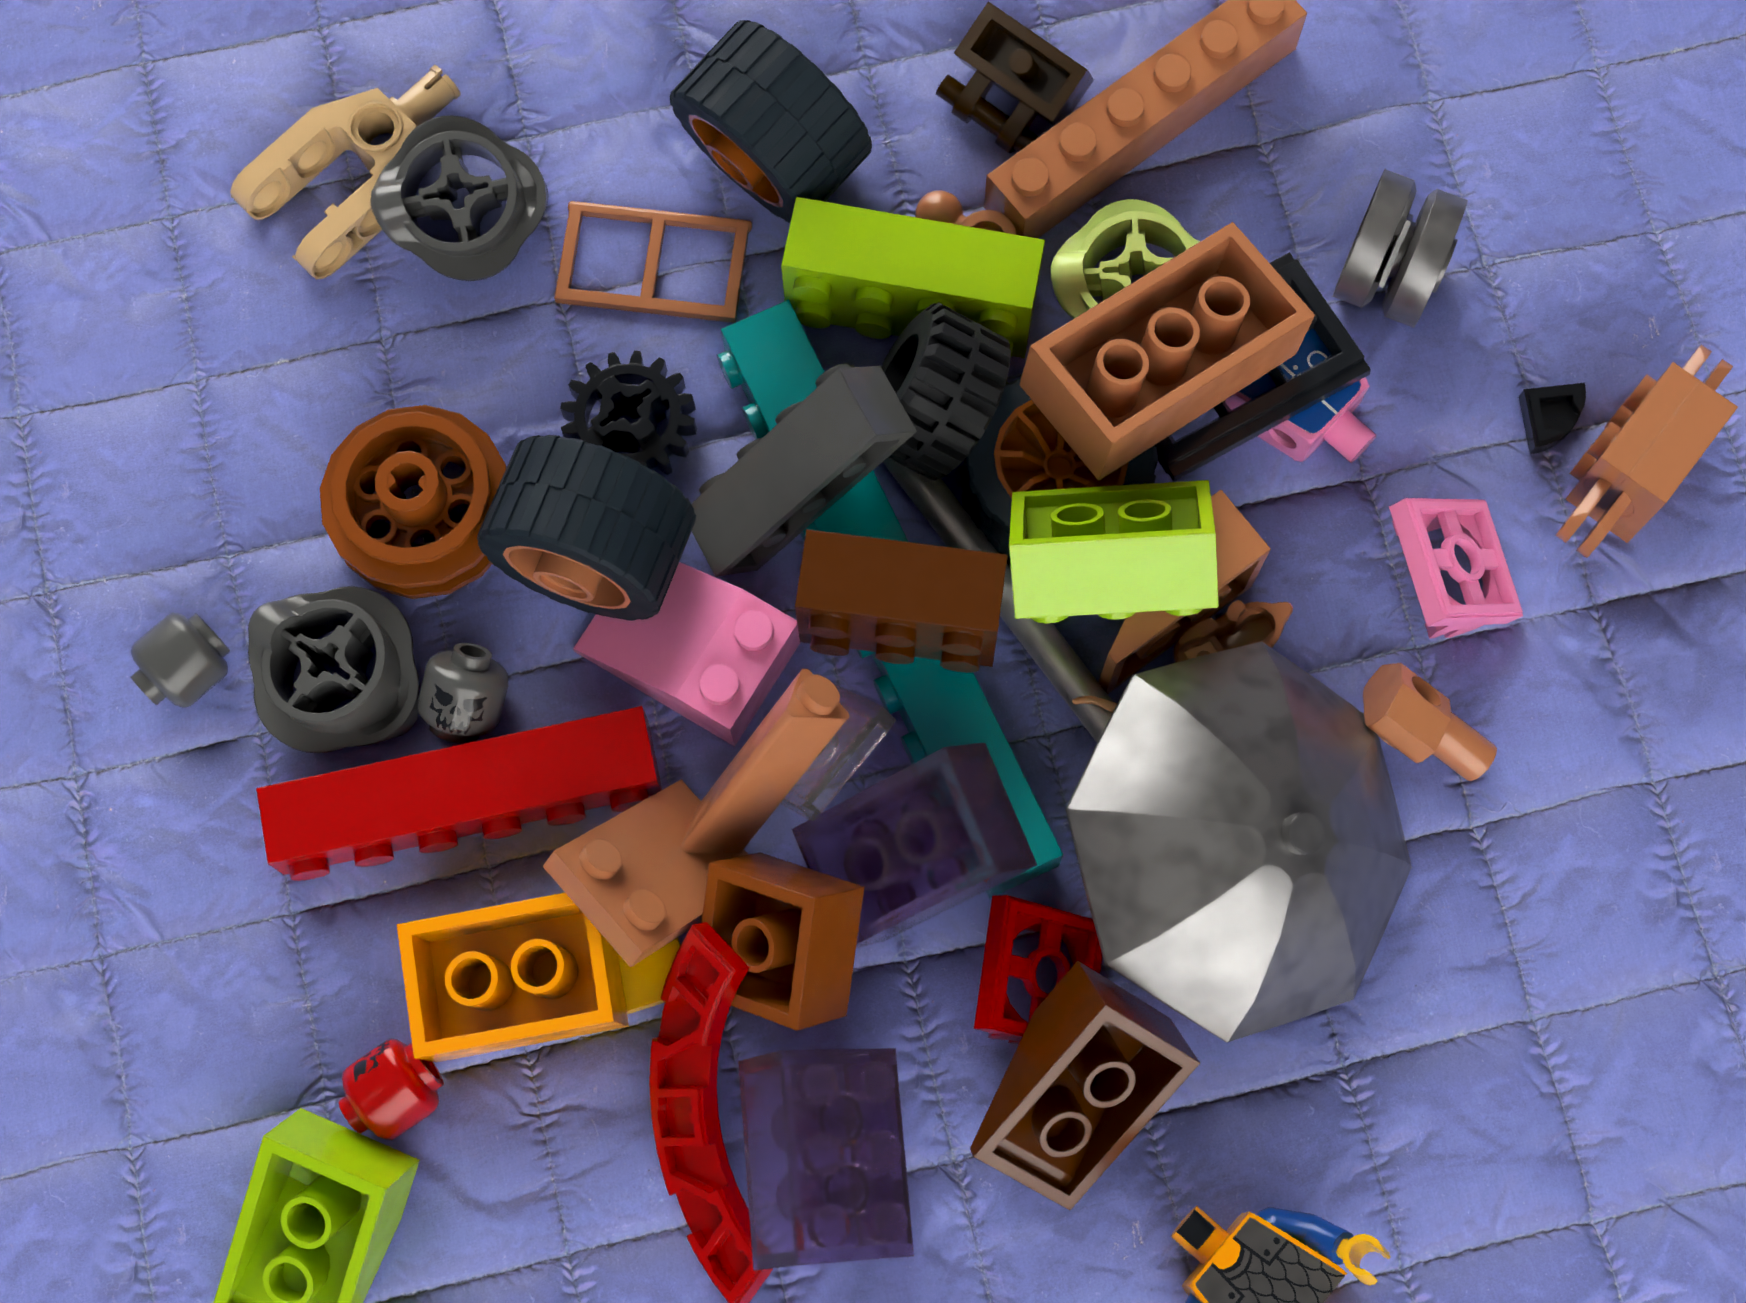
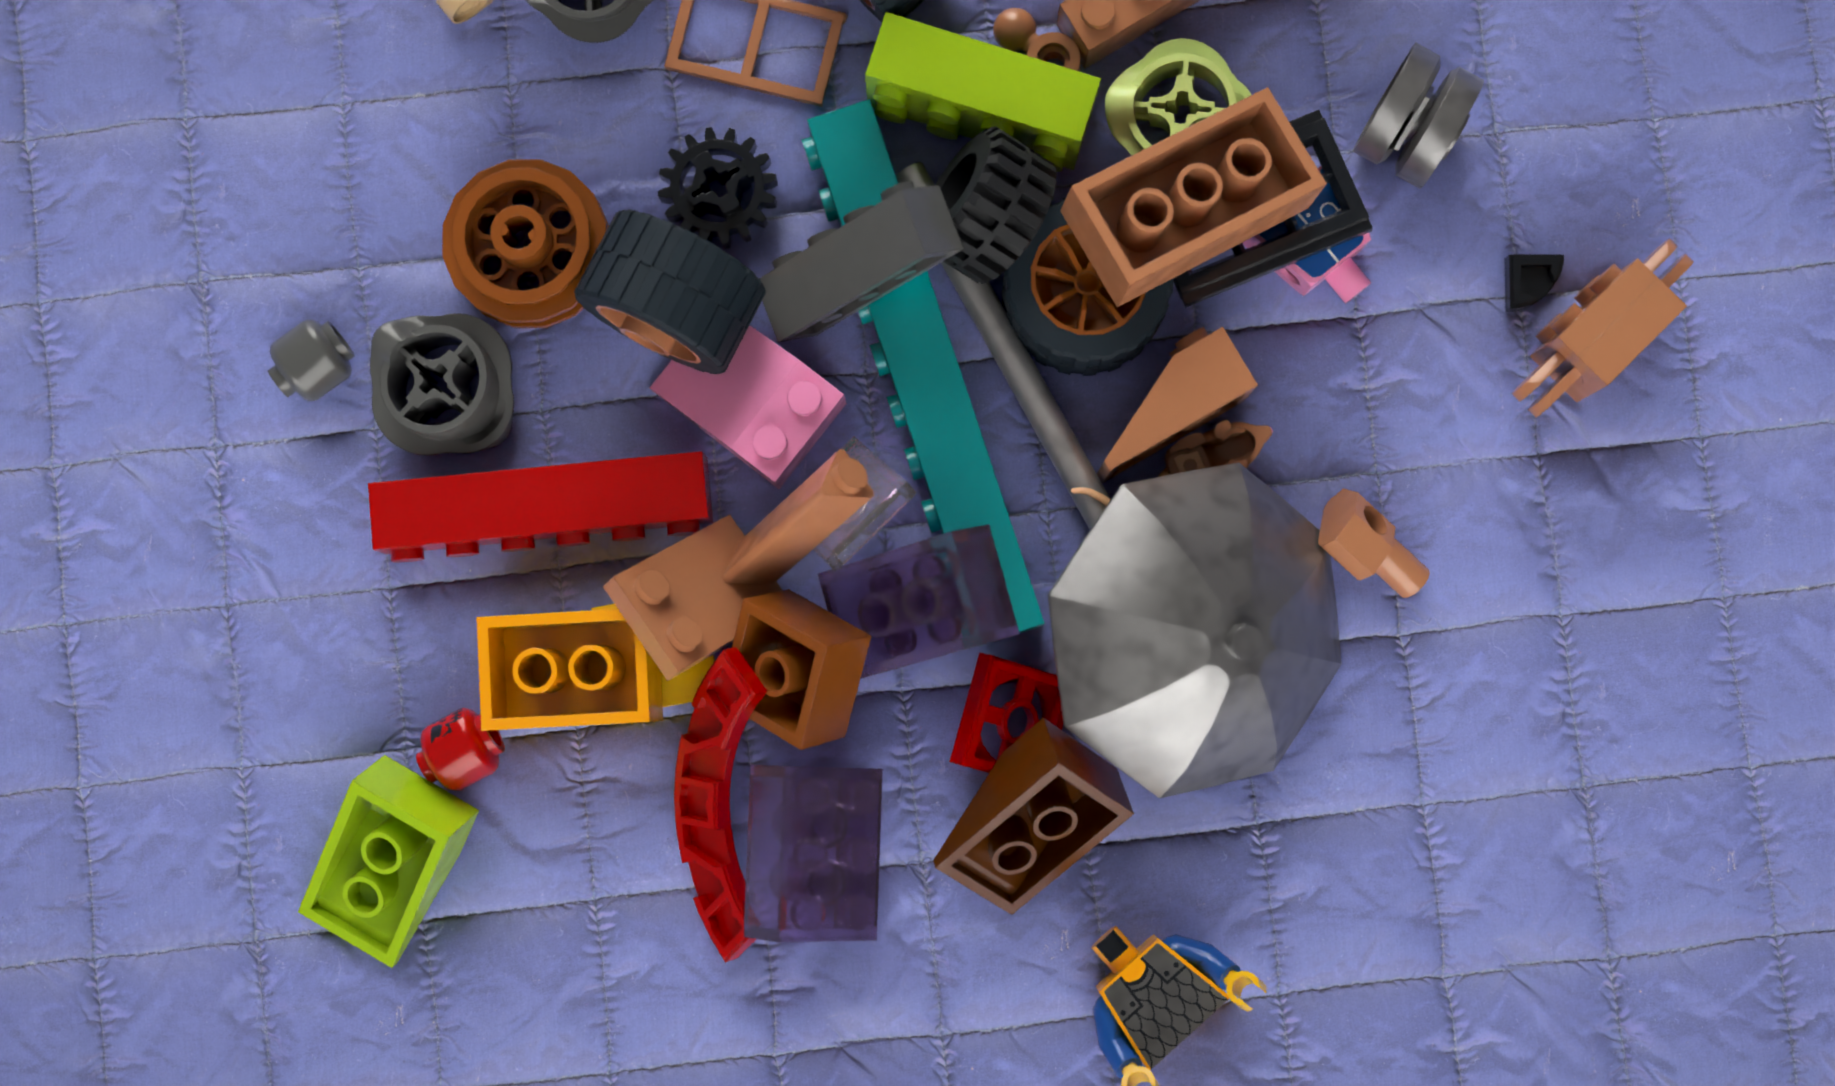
camera: 10 degrees right, 10 degrees up
(462, 693) = (550, 419): dark grey head -> none
(899, 600) = (931, 393): reddish brown brick -> none
(1113, 551) = (1119, 372): lime slope -> none
(1472, 529) = (1448, 402): bright pink piece -> none

